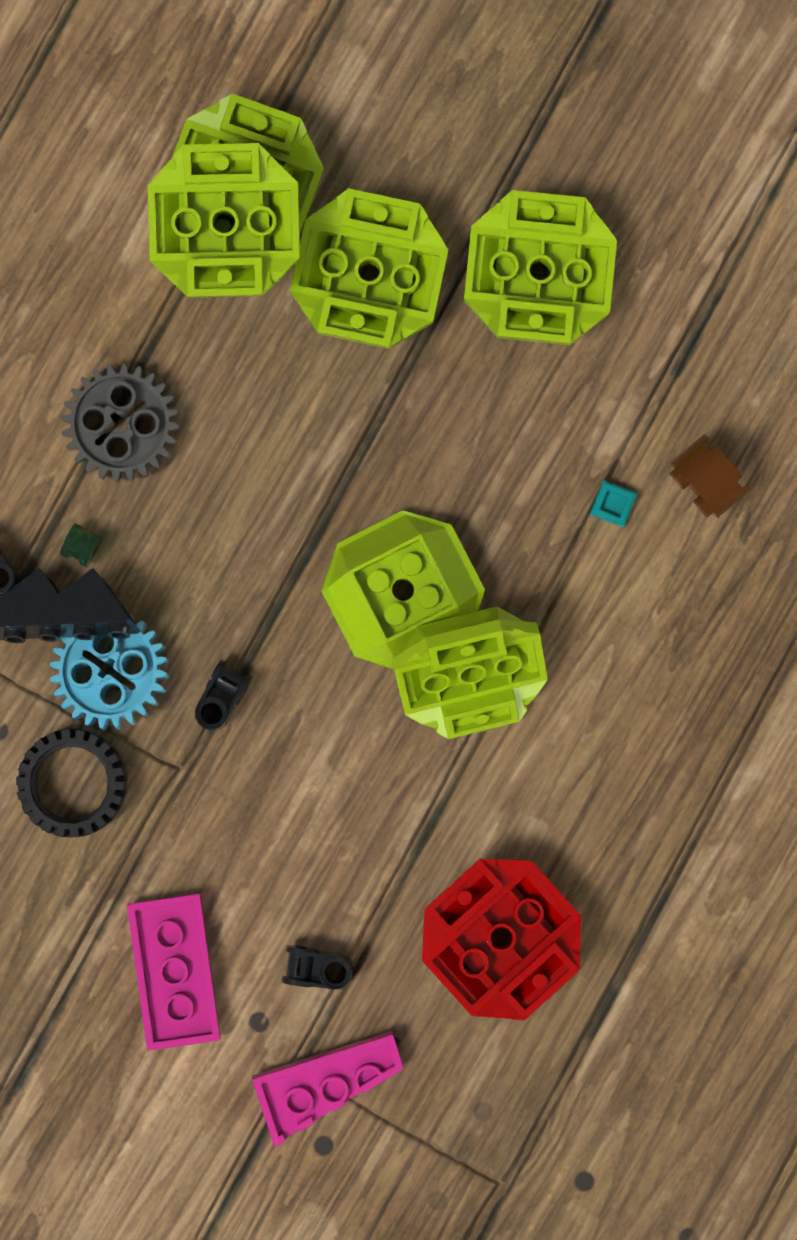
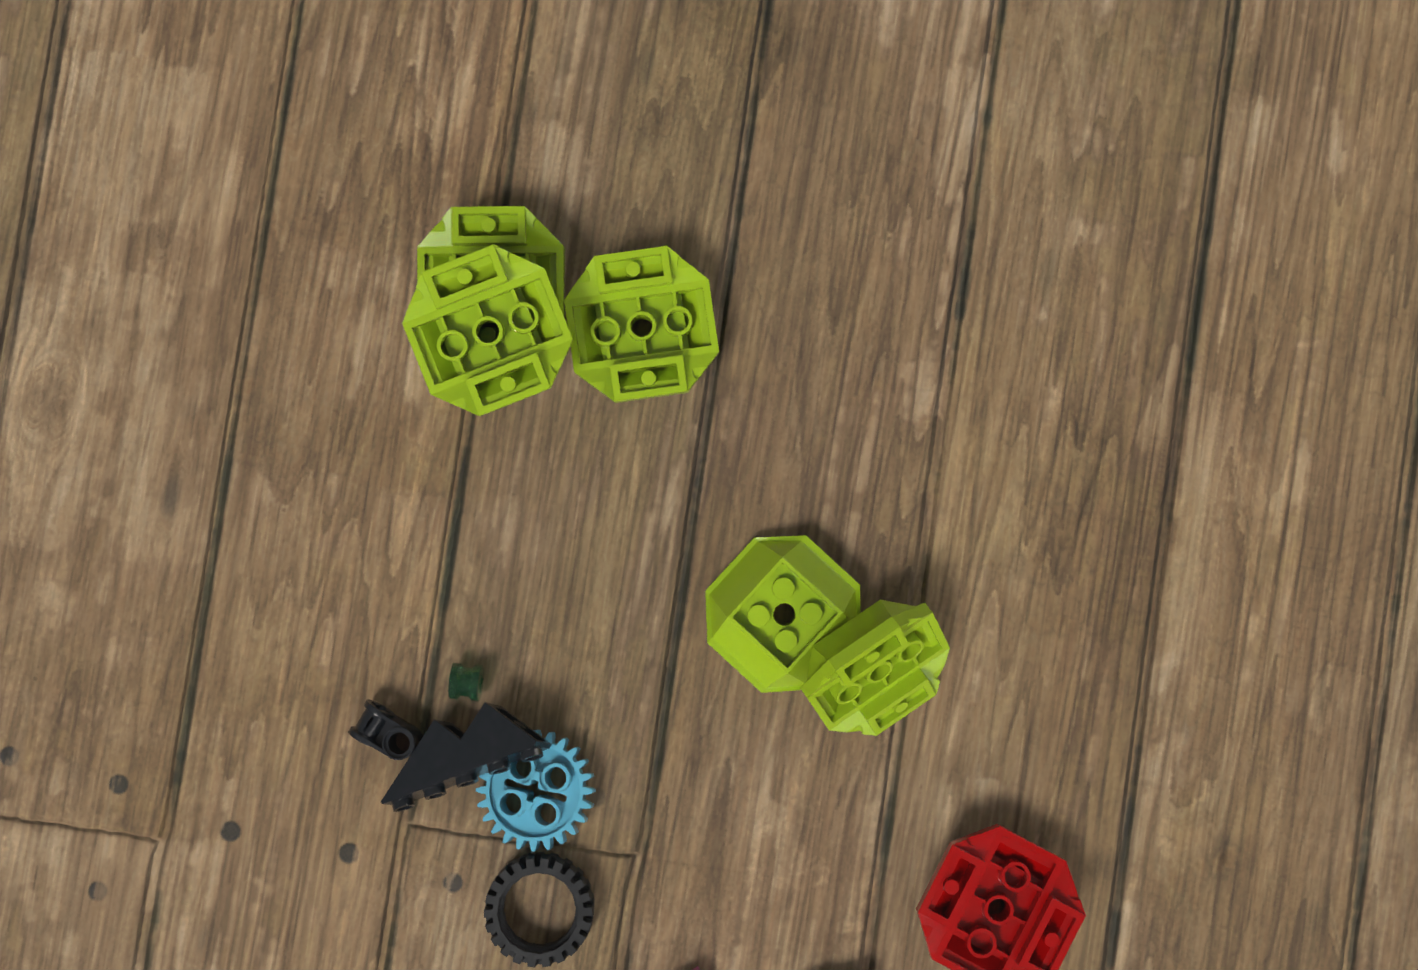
camera: 20 degrees left, 0 degrees up
(99, 397) = (432, 536): dark grey gear -> none
(222, 694) = (650, 773): black piece -> none
(547, 231) = (810, 228): lime piece -> none
(613, 504) = (947, 459): teal tile -> none
(709, 477) = (1031, 402): reddish brown brick -> none

